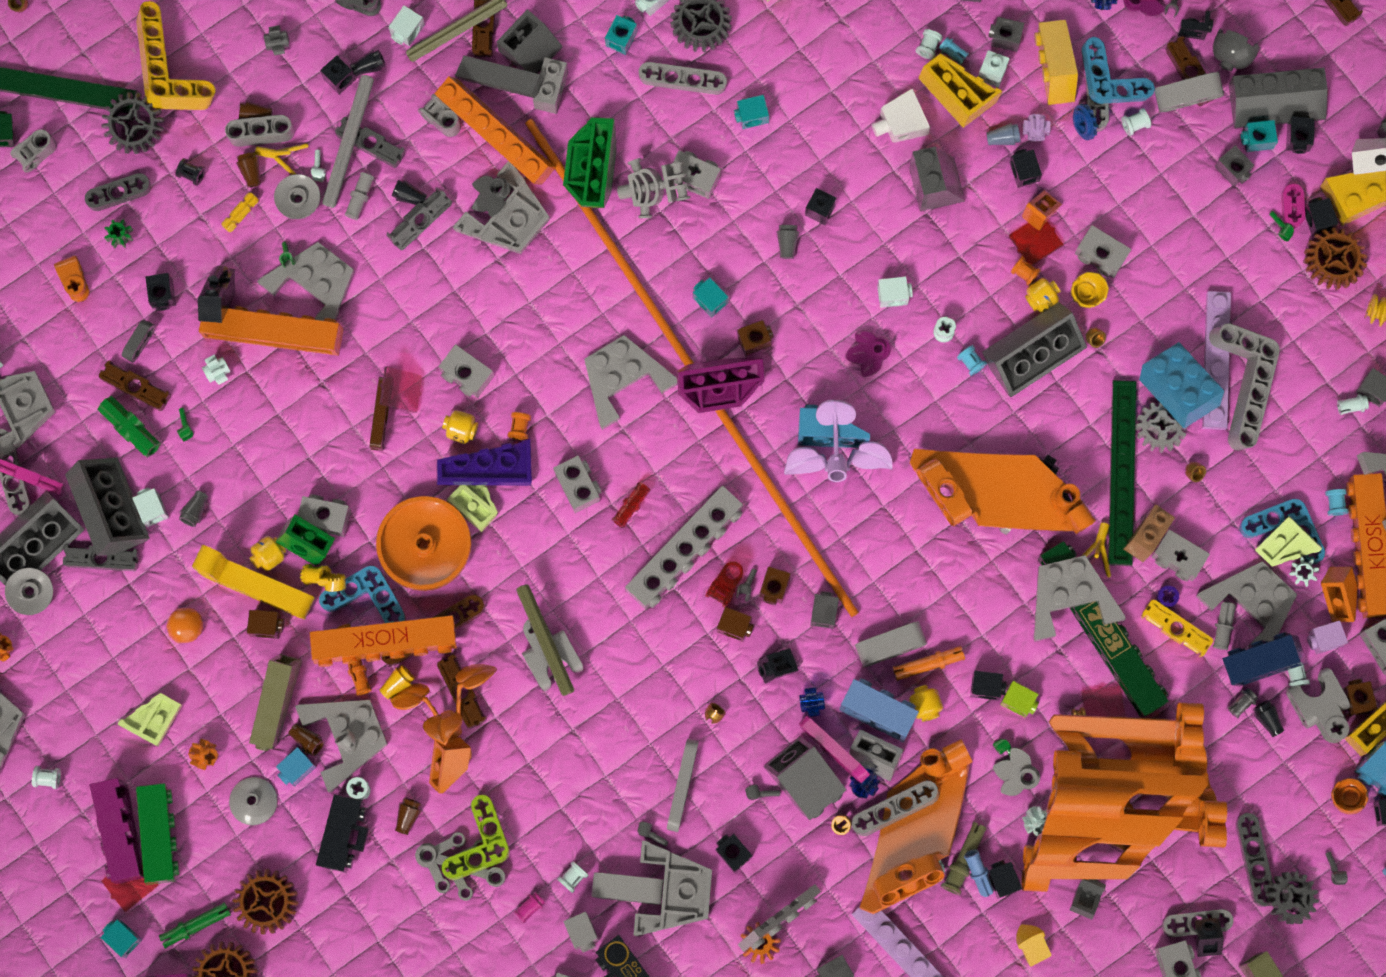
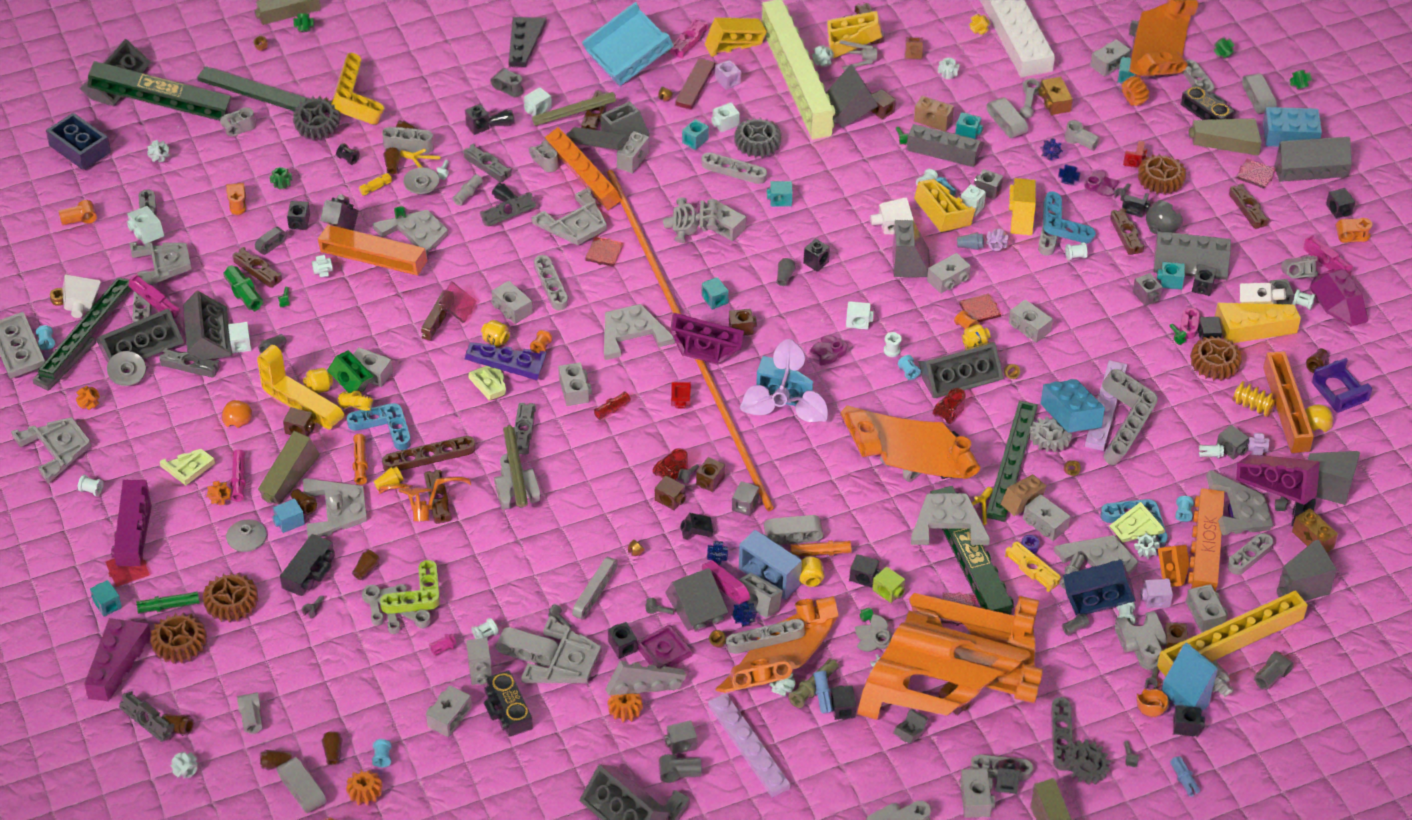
camera: 10 degrees right, 30 degrees down
(131, 180) = (277, 154): dark grey beam -> none
(155, 834) = (161, 536): green brick -> none
(219, 728) = (238, 481): none -> dark pink pin
(276, 40) = (439, 93): dark grey gear -> none
(348, 141) = (470, 155): light grey axle -> none
(356, 782) = (333, 534): light aqua bush -> none
(364, 887) = (311, 607): none -> dark grey hand
(383, 640) = (387, 443): orange brick -> none
(423, 543) = (441, 394): orange dish -> none
(448, 763) = (411, 533): orange slope -> none
(490, 197) = (567, 204): dark grey plate -> none
(504, 324) = (547, 283): none -> light grey beam
(532, 548) = (524, 417): none -> dark grey piece
(555, 255) = (604, 251): none -> clear red piece
(591, 163) = (650, 196): green wedge -> none
(709, 471) = (680, 394): none -> red bracket
(721, 501) = (645, 438): light grey brick -> none
(782, 849) = (664, 648): none -> magenta tile
(995, 185) = (948, 273): none -> light grey brick
(1025, 167) = (982, 262): black brick -> none
(1032, 943) = (856, 753): yellow tile -> none
(1033, 414) = (950, 405): none -> clear red piece
(1040, 209) = (985, 286): orange slope -> none
(1085, 122) = (1035, 241): blue gear -> none
(1089, 290) = (1013, 340): yellow hair -> none
(1189, 92) = (1121, 237): light grey beam -> none
(1268, 716) = (1095, 637): black cone -> none
(1342, 758) = (1152, 680): none -> dark grey hand

